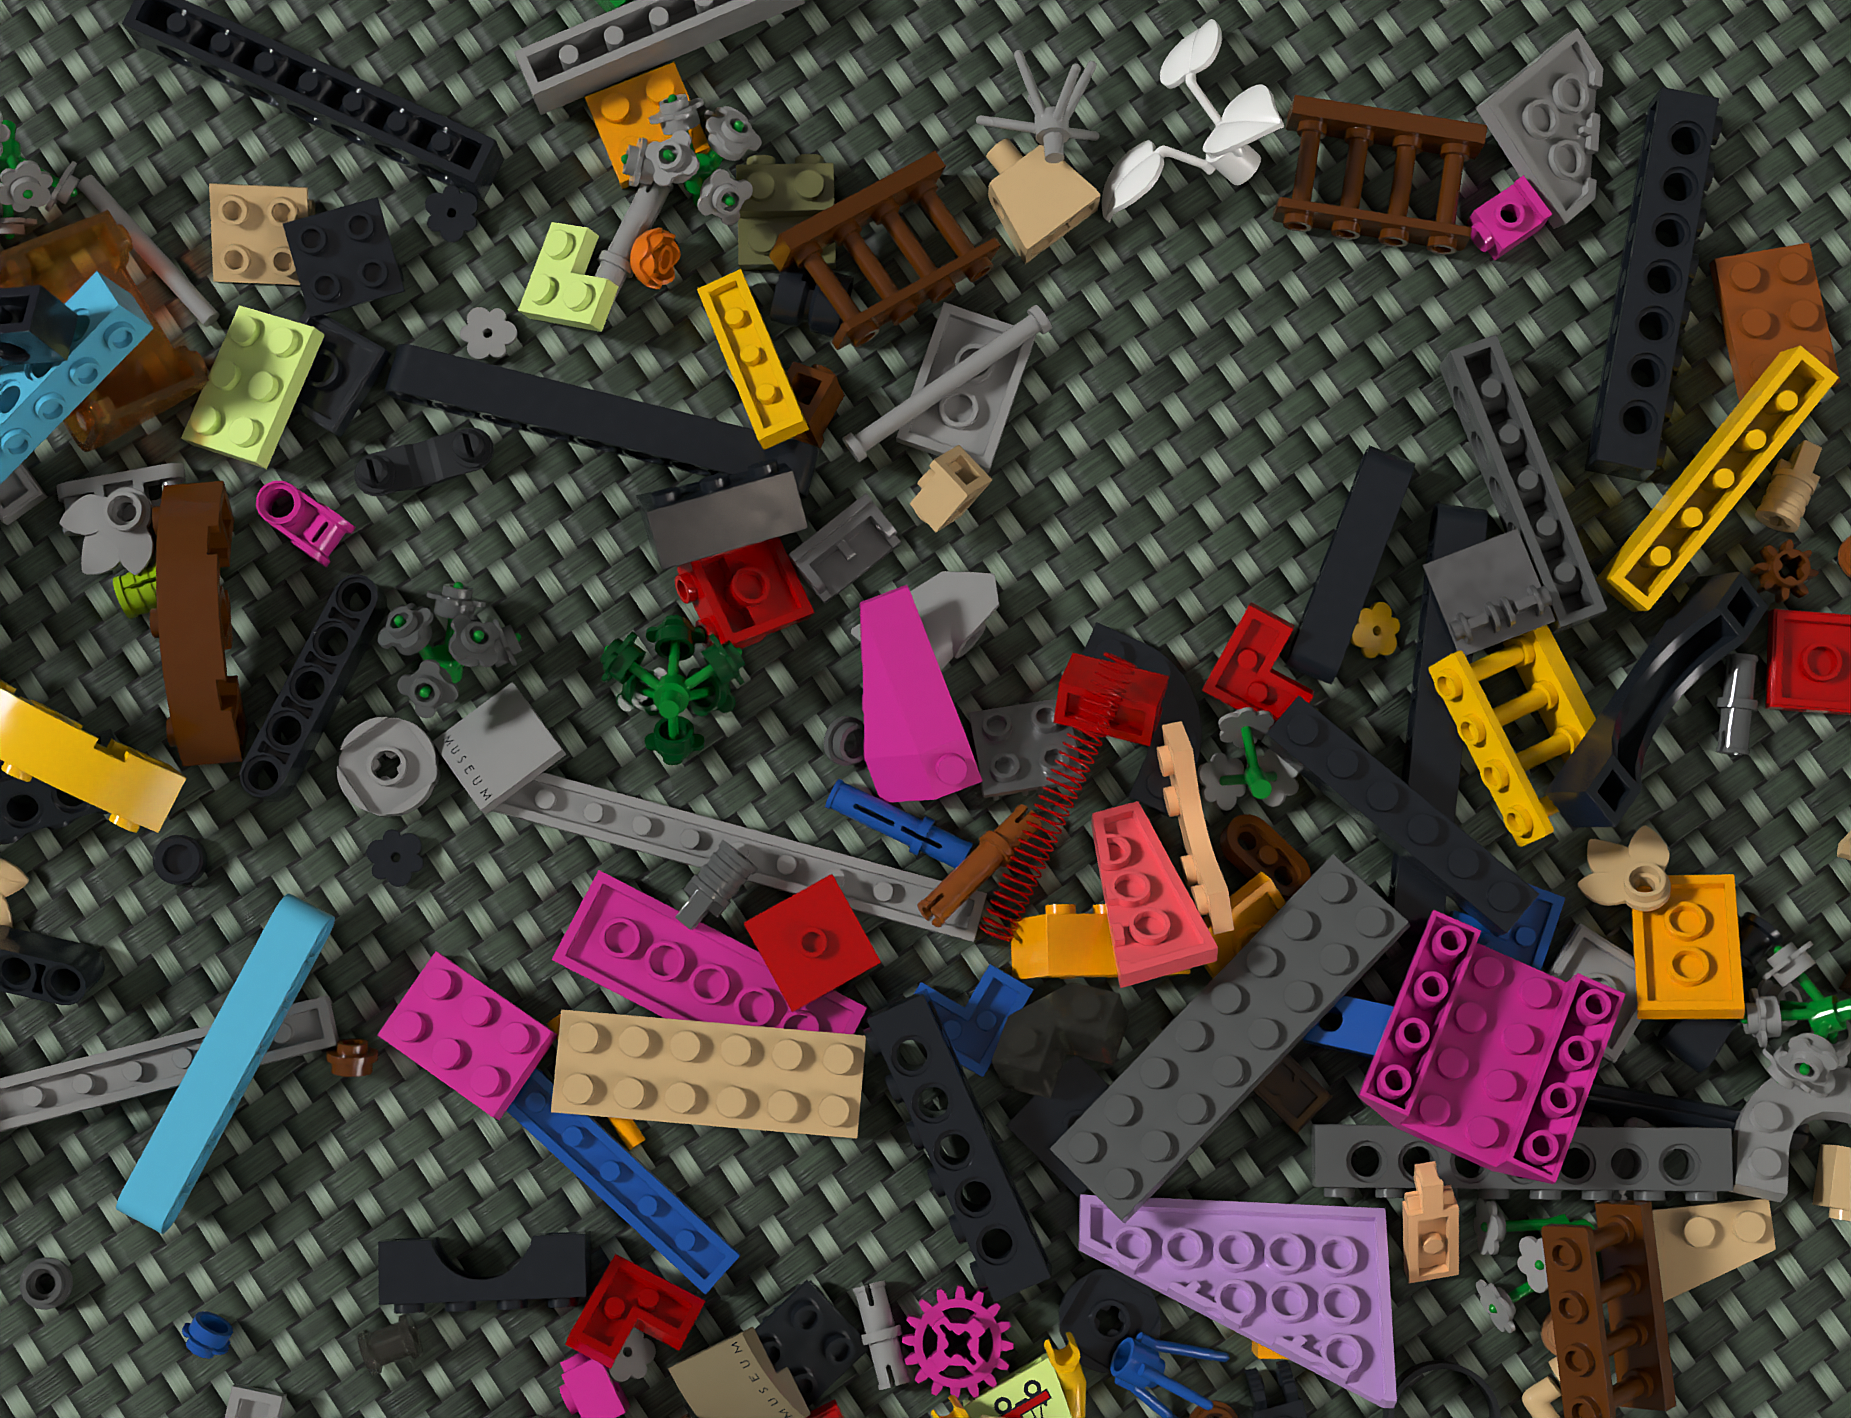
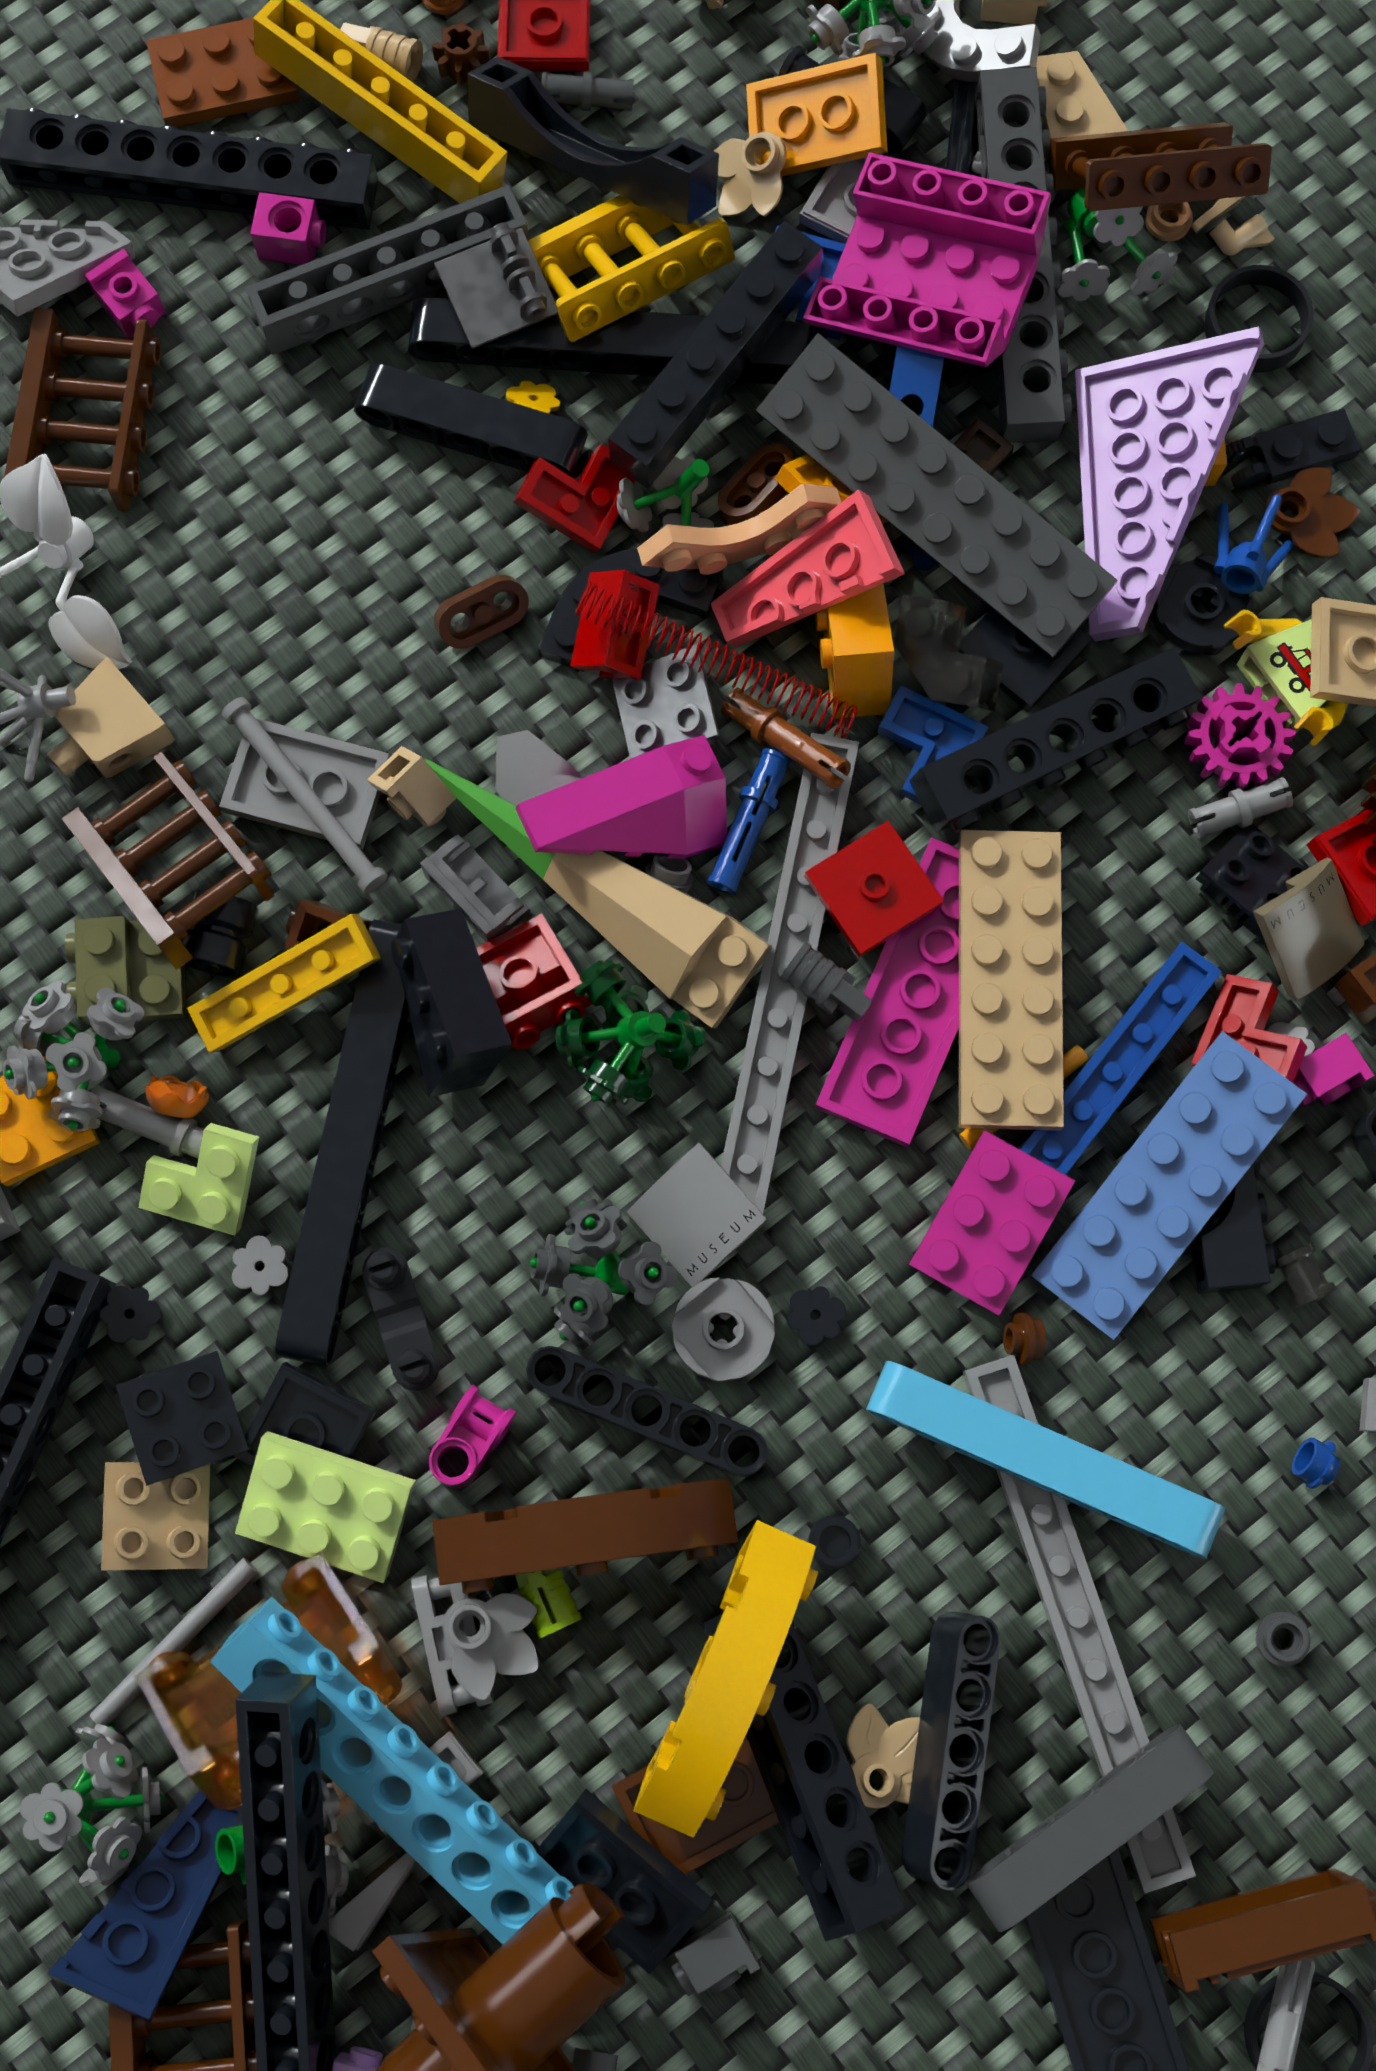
camera: 90 degrees left, 5 degrees down
(485, 1214) = (1168, 1184): none -> medium blue plate
(780, 735) = (670, 937): none -> tan plate
(1138, 567) = (480, 613): none -> reddish brown plate
(1430, 1227) = (1091, 322): light nougat hinge -> none
(1589, 366) = (279, 213): none -> dark pink brick

